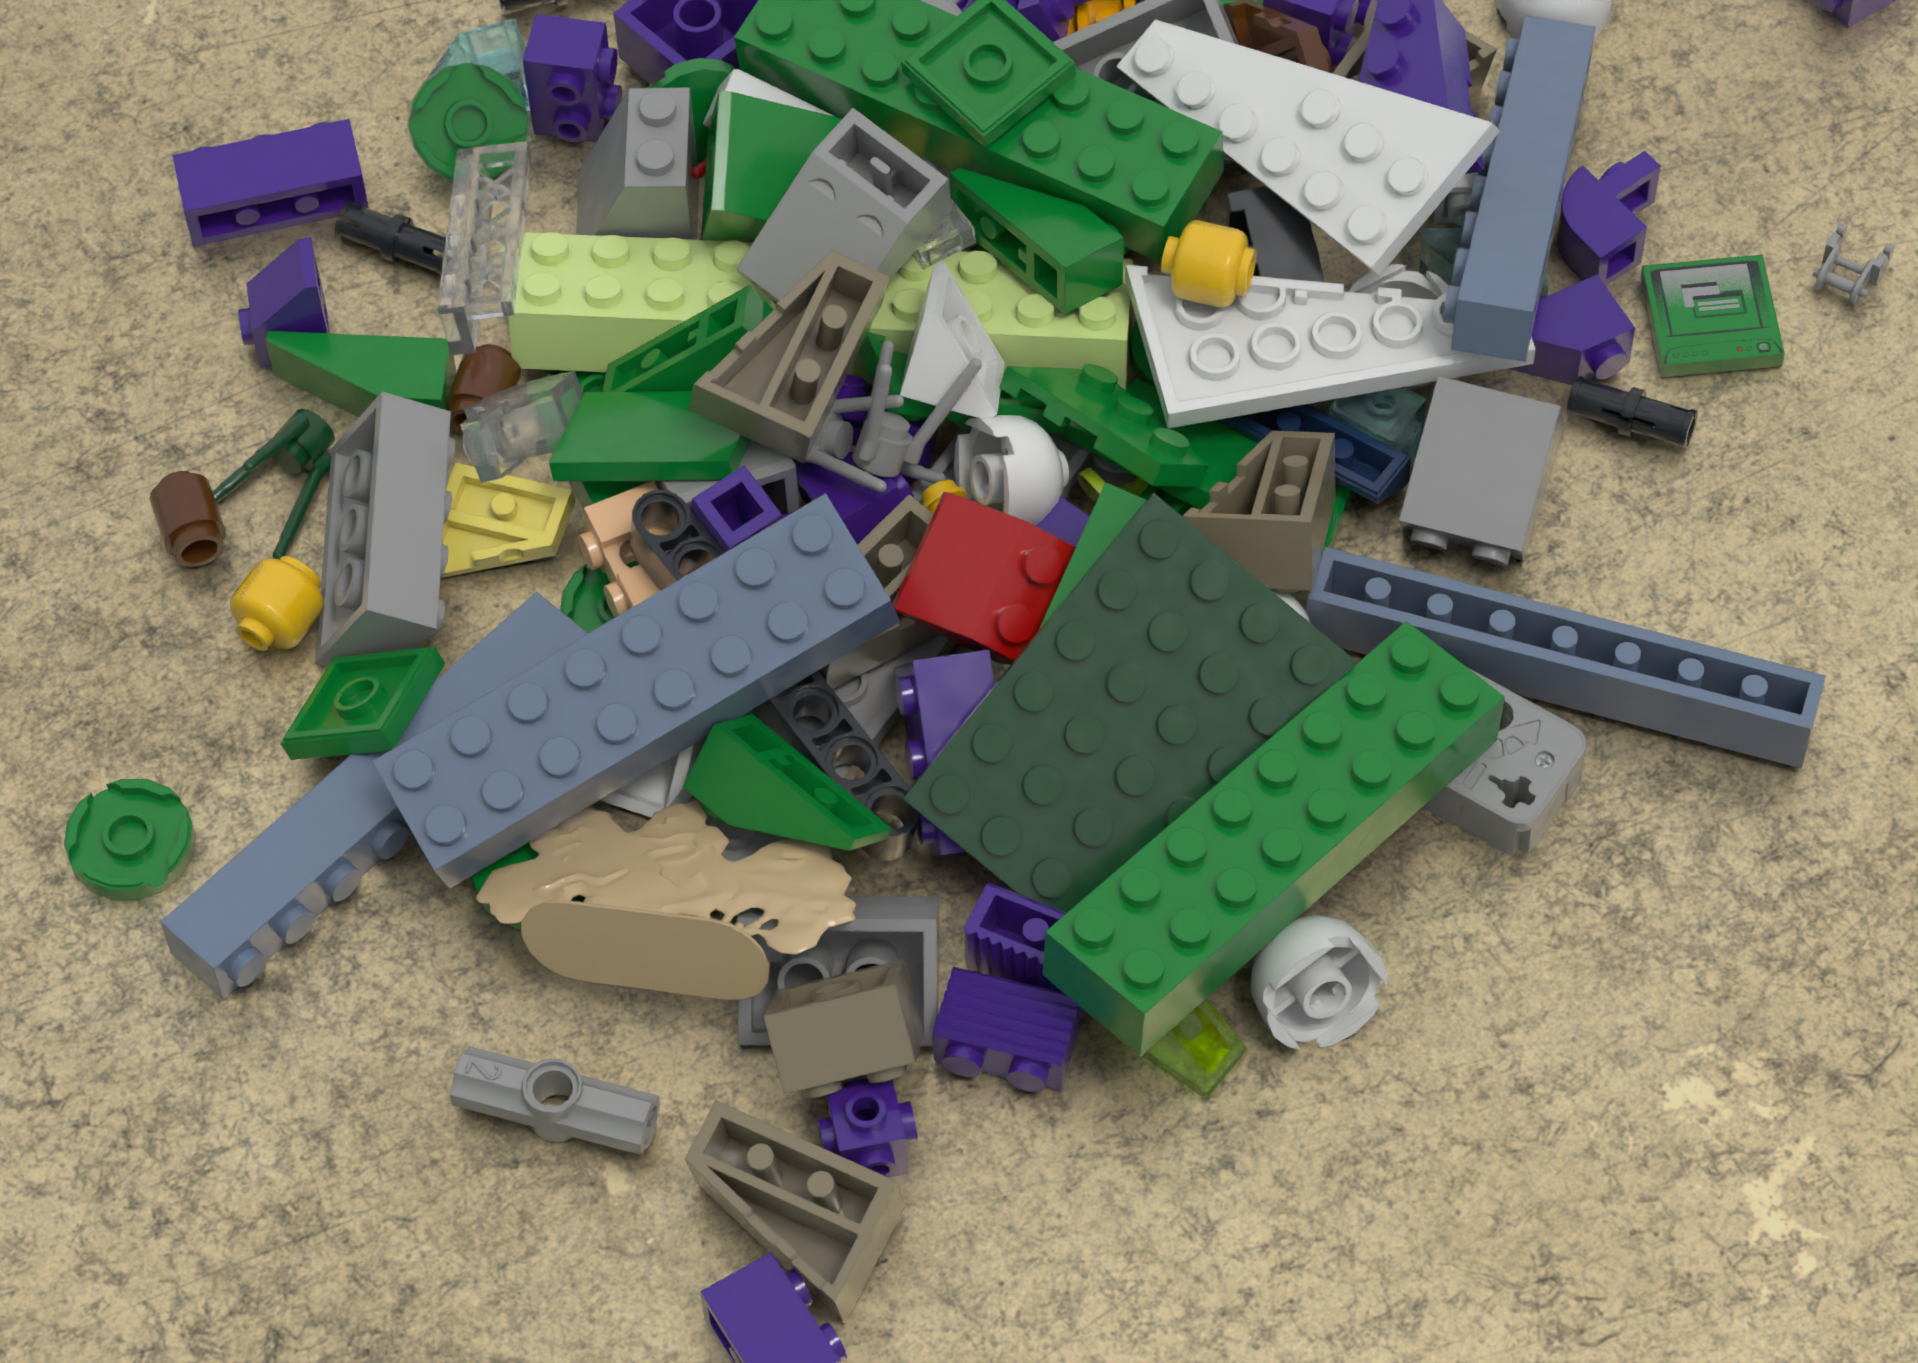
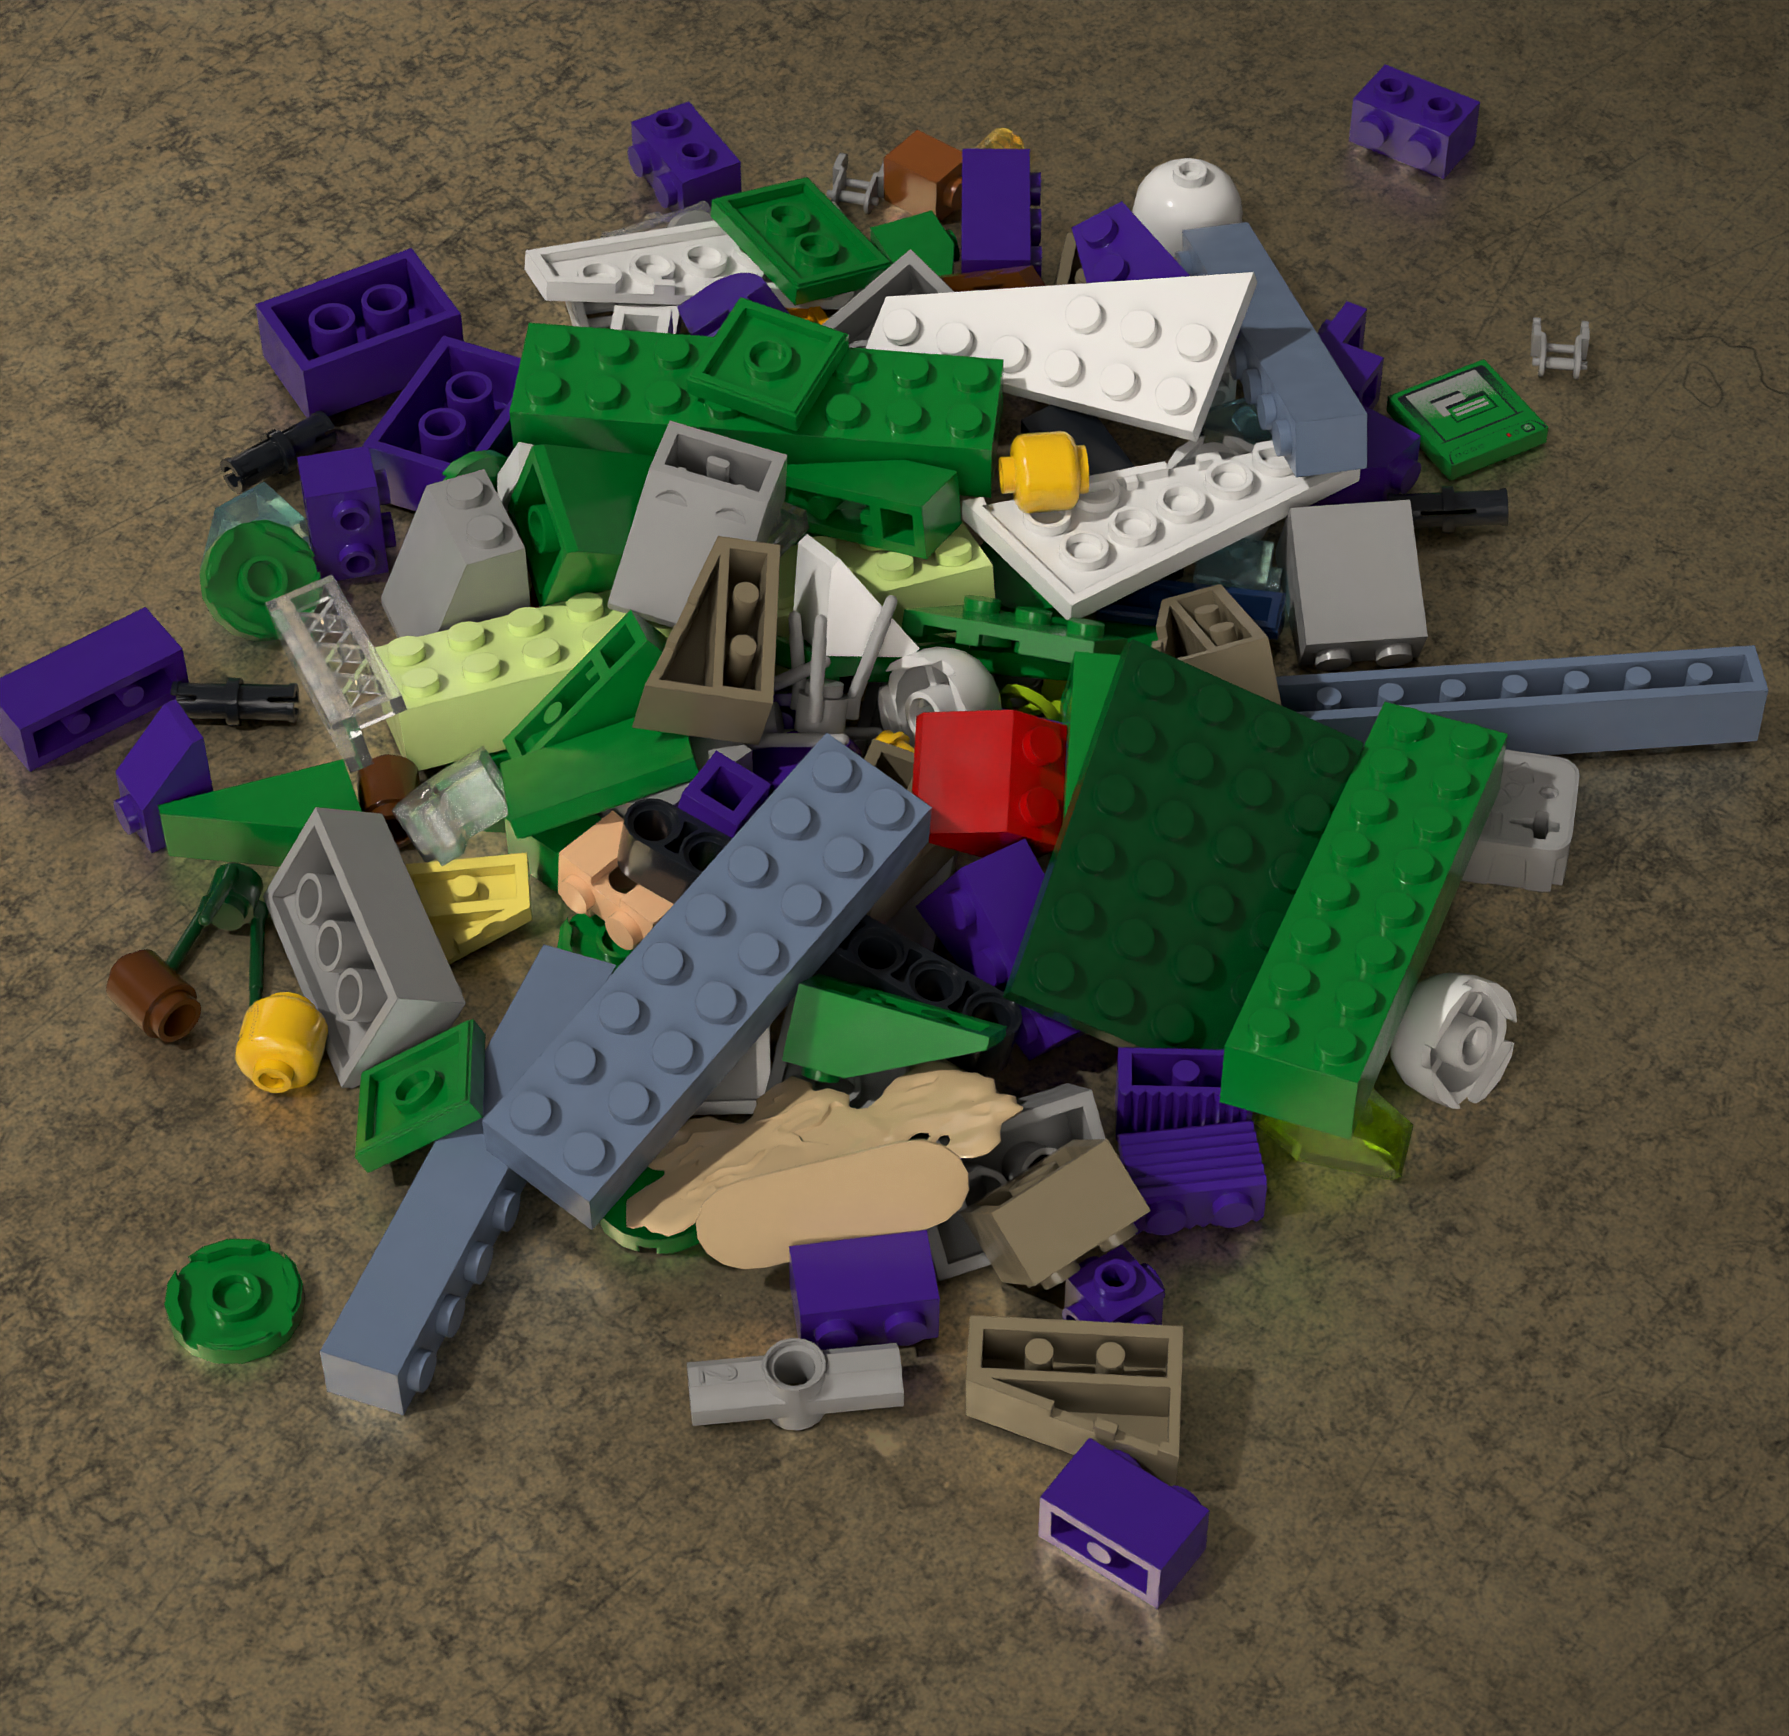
camera: 25 degrees left, 10 degrees down
(654, 1037) = (865, 1291): none -> dark purple brick

